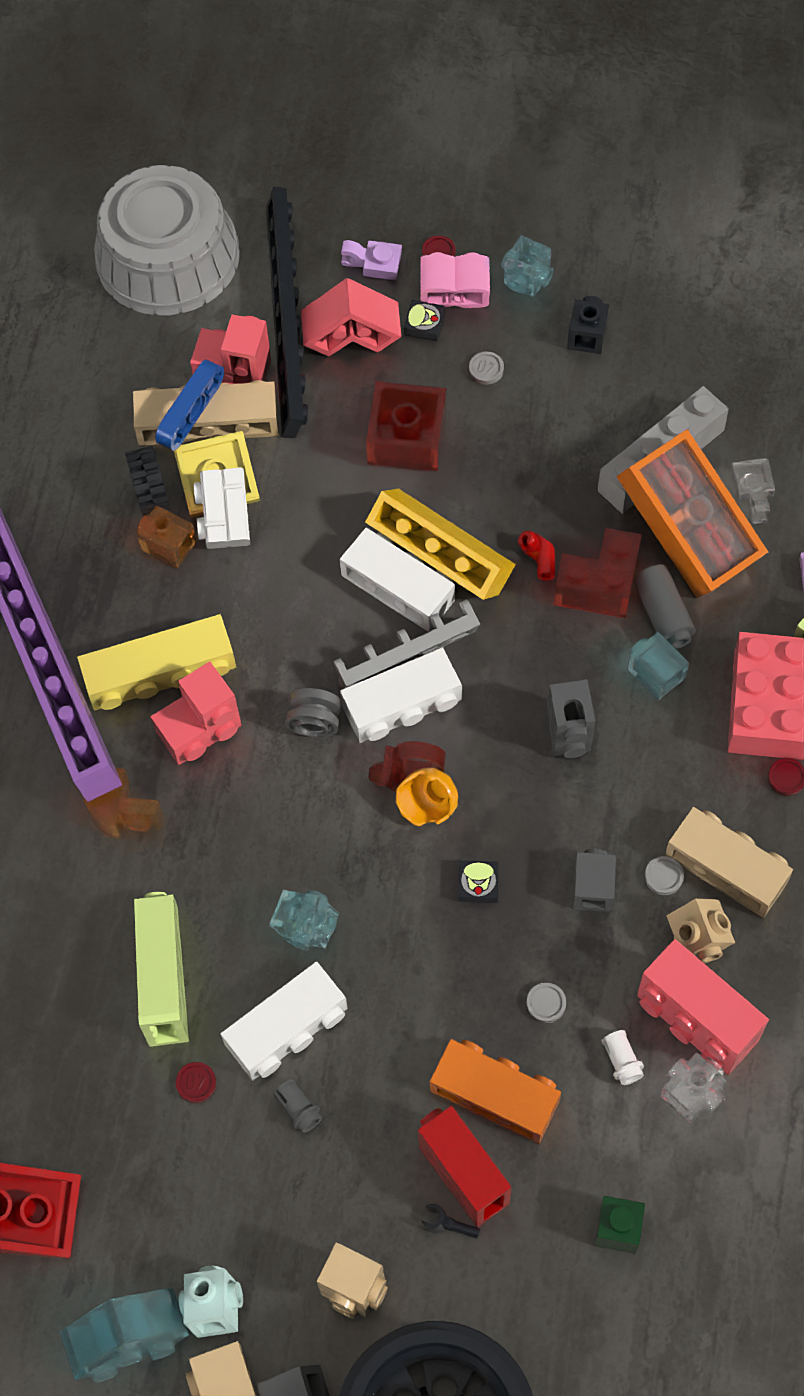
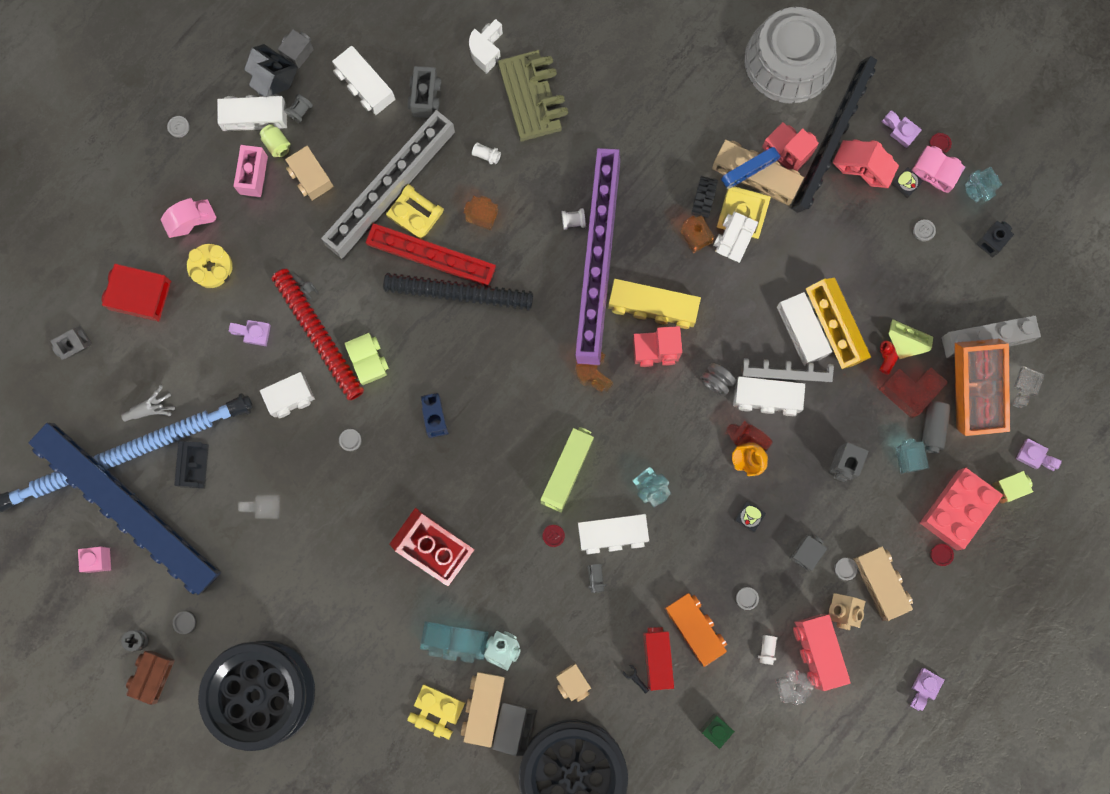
camera: 30 degrees right, 15 degrees up
(406, 426) = (860, 244): clear red brick -> none
(554, 518) = (909, 340): none -> yellowish green slope

